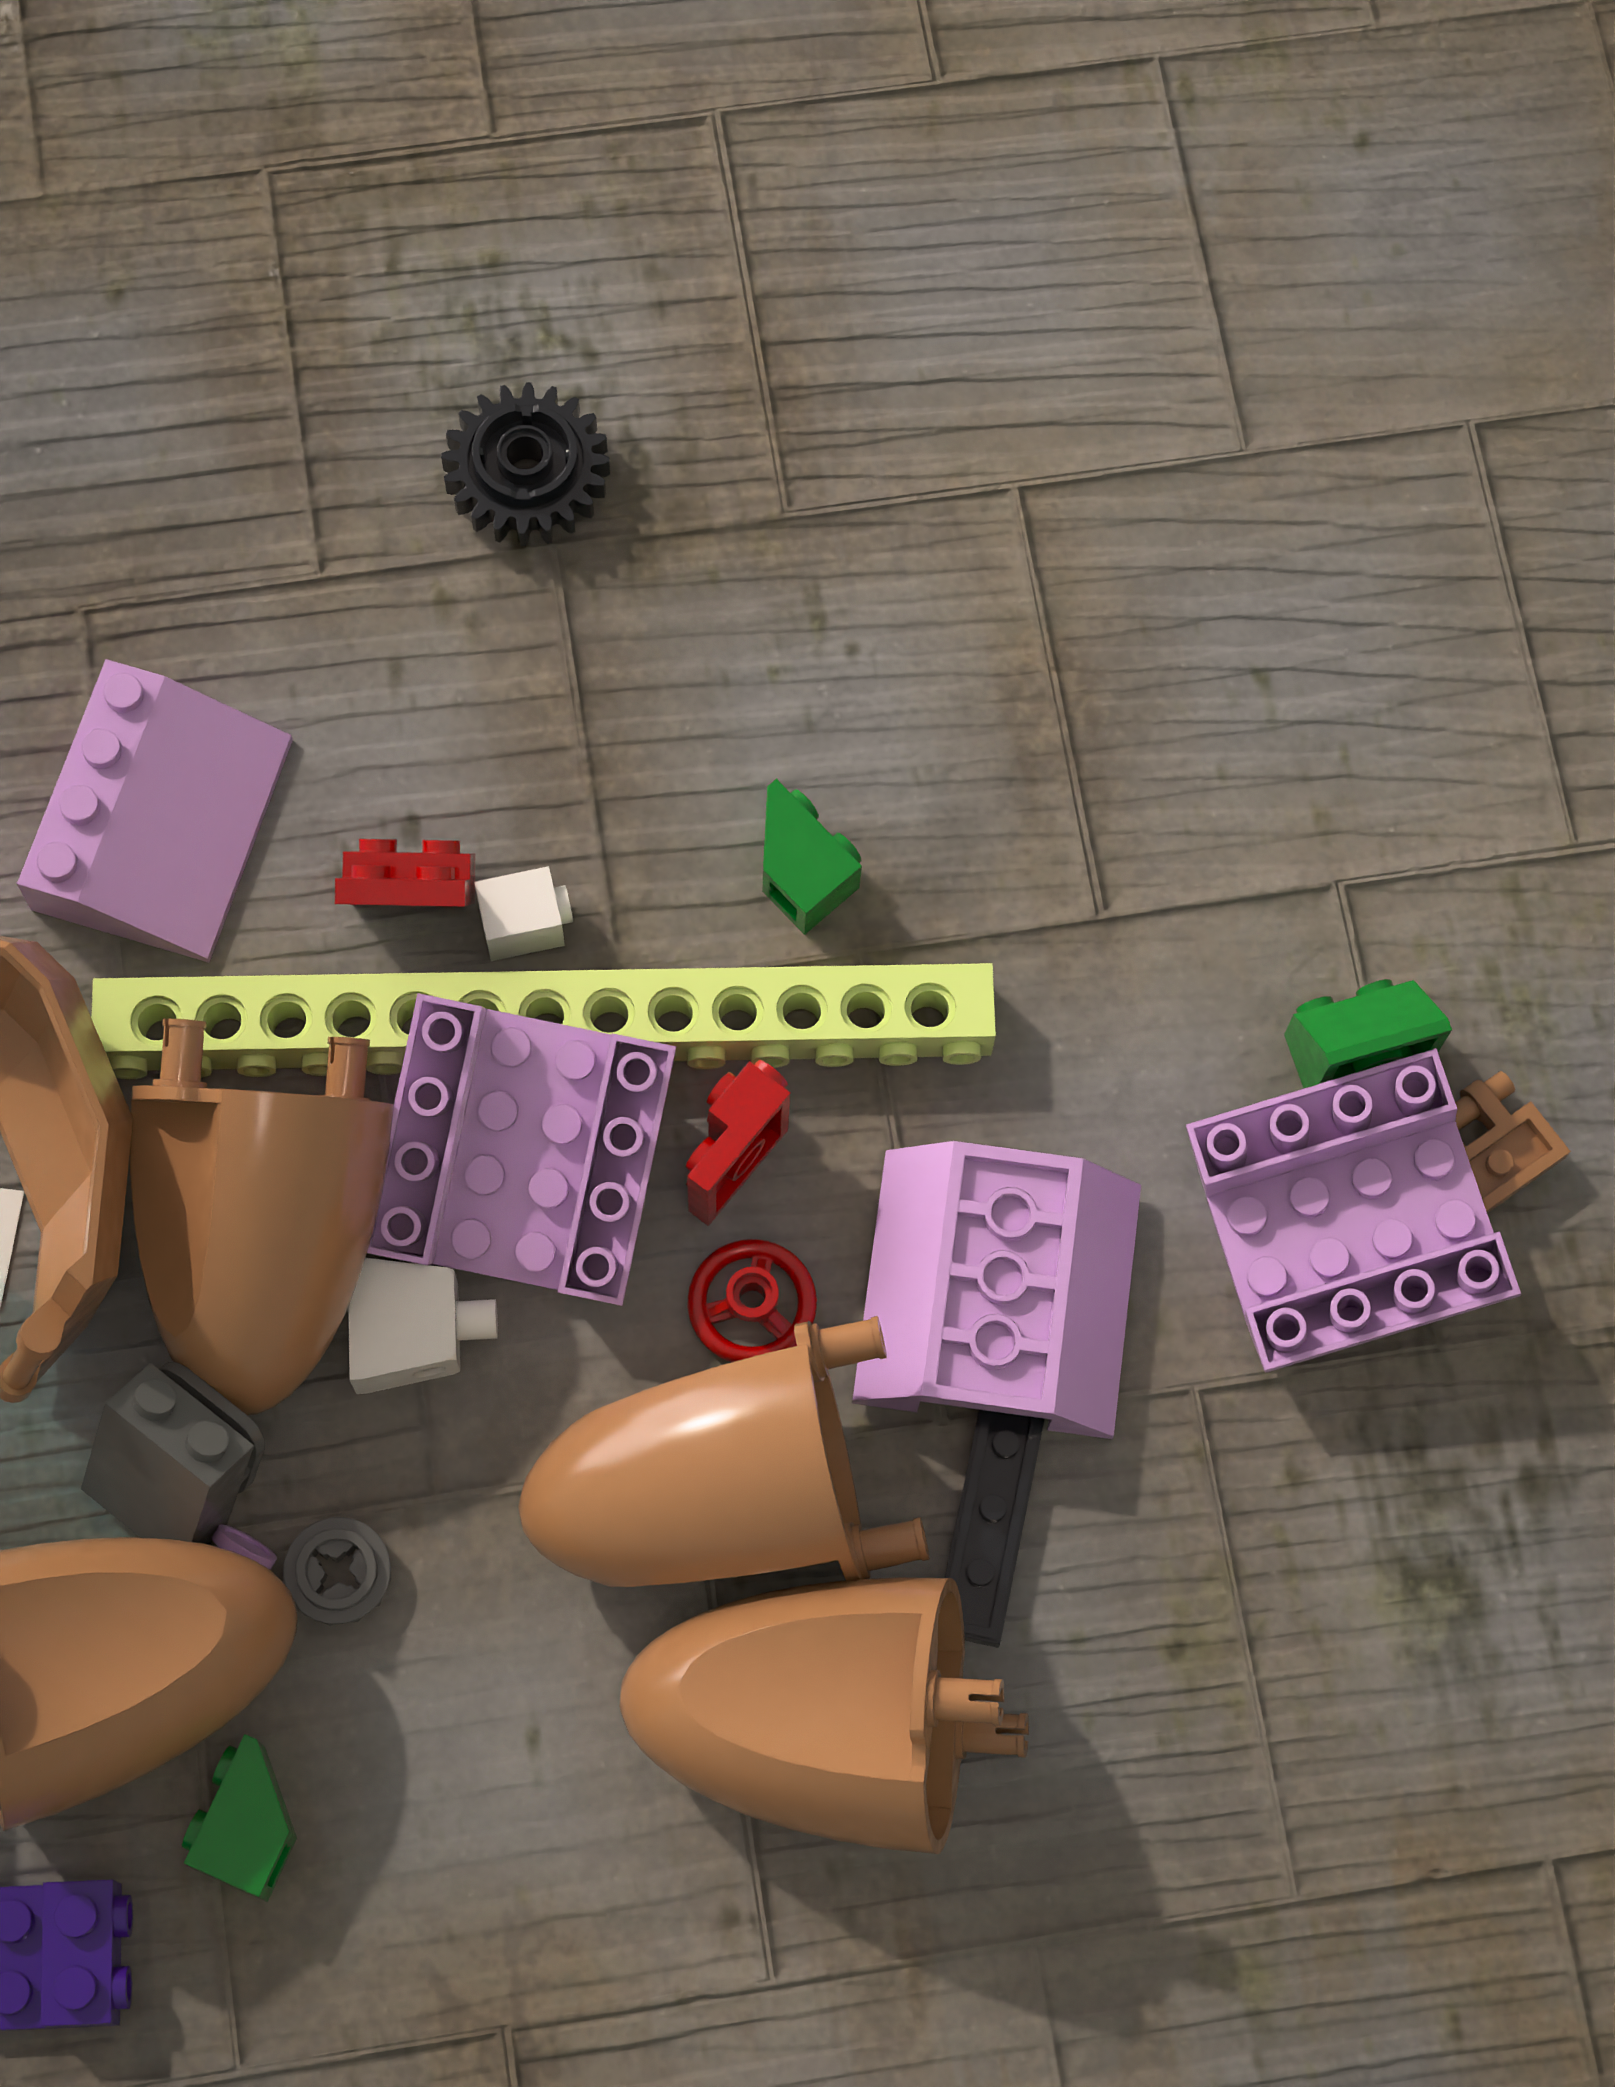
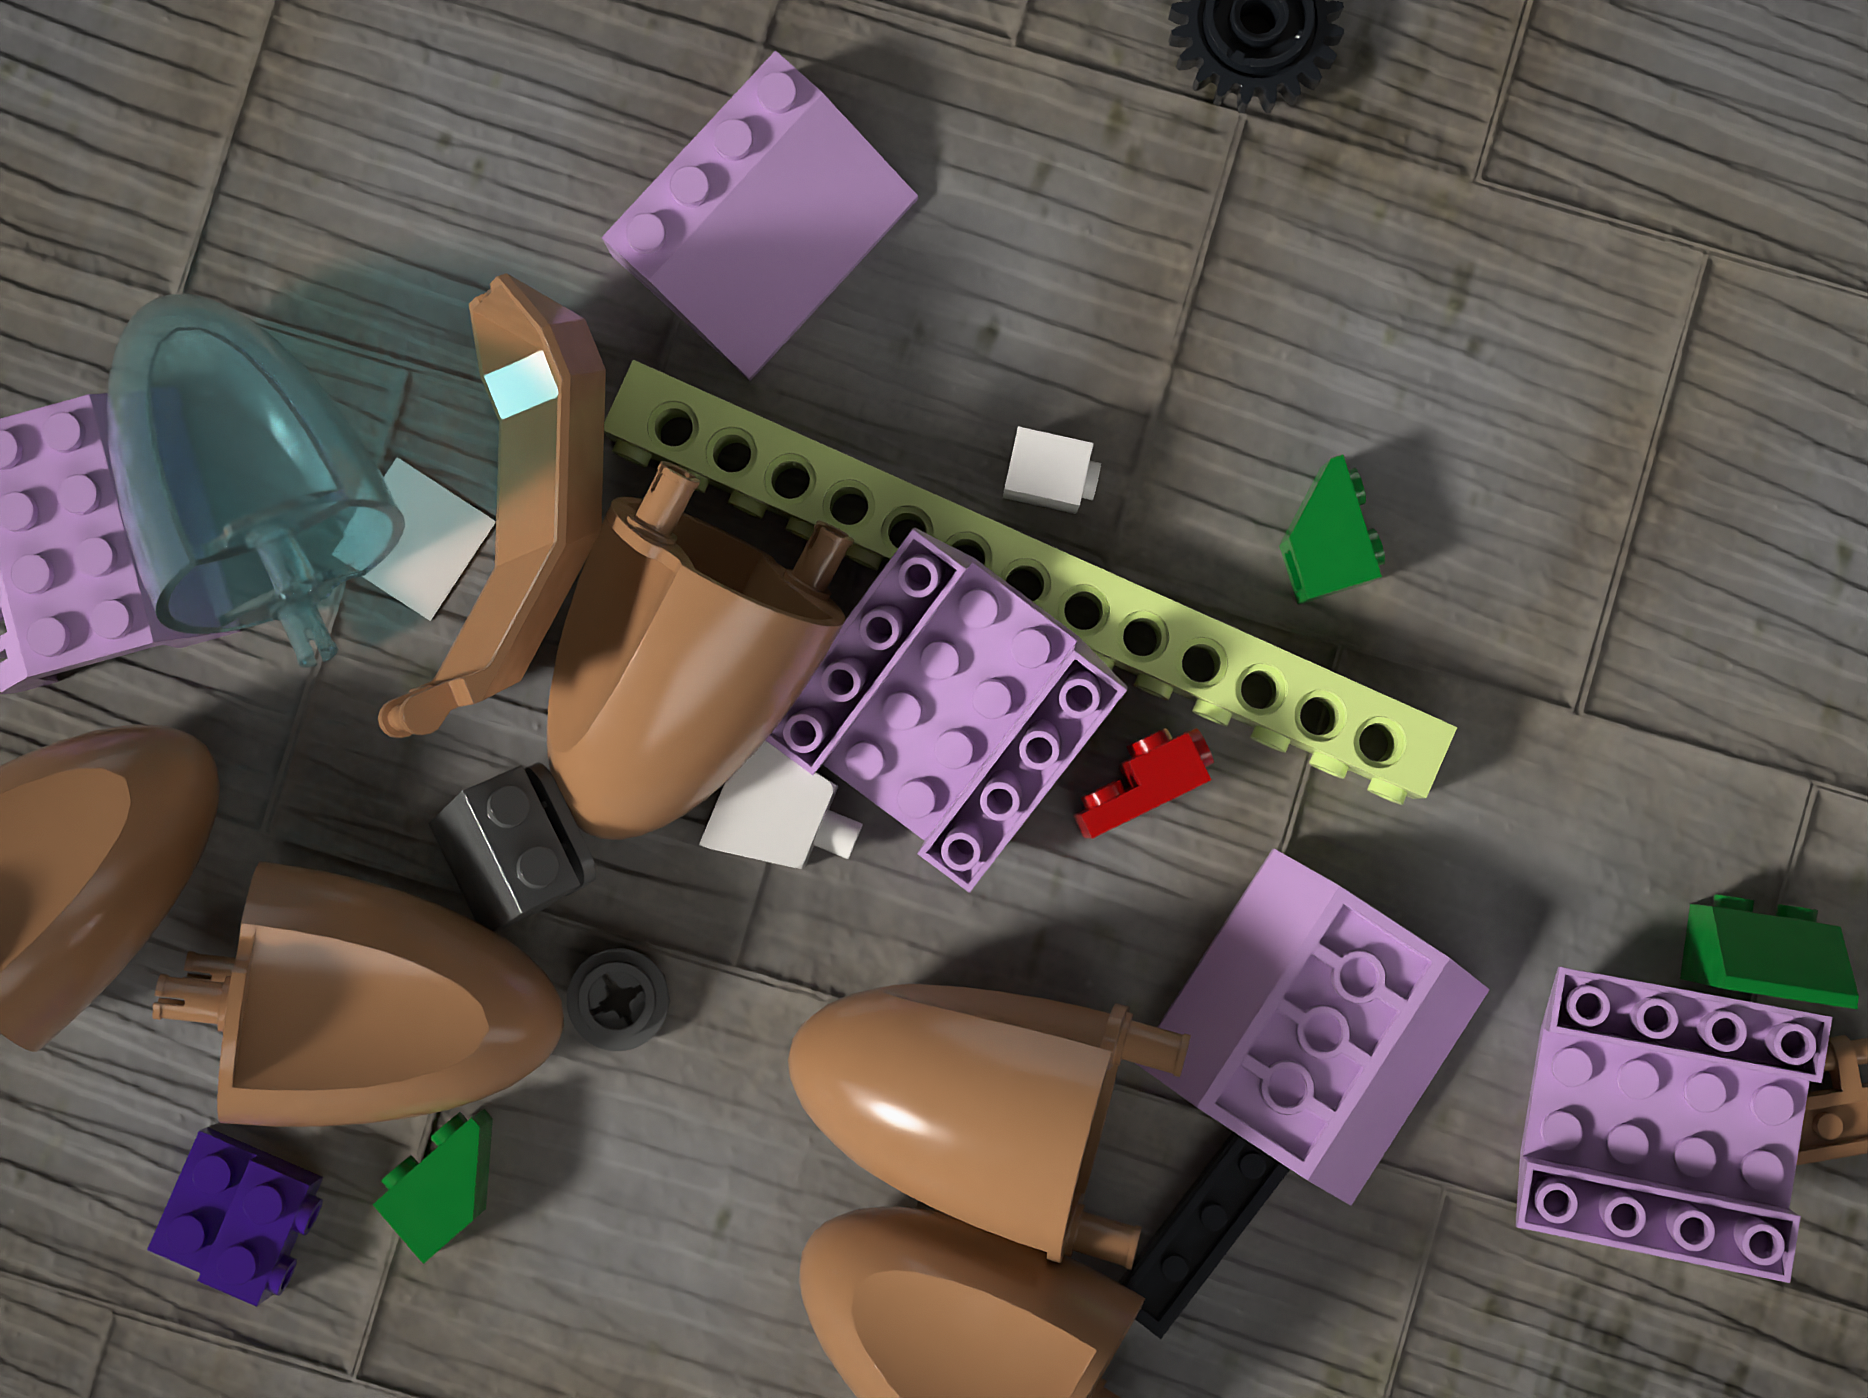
camera: 30 degrees right, 15 degrees up
(243, 1544) = (545, 944): lavender piece -> none
(390, 877) = (957, 393): red plate -> none
(749, 1279) = (1106, 973): red piece -> none

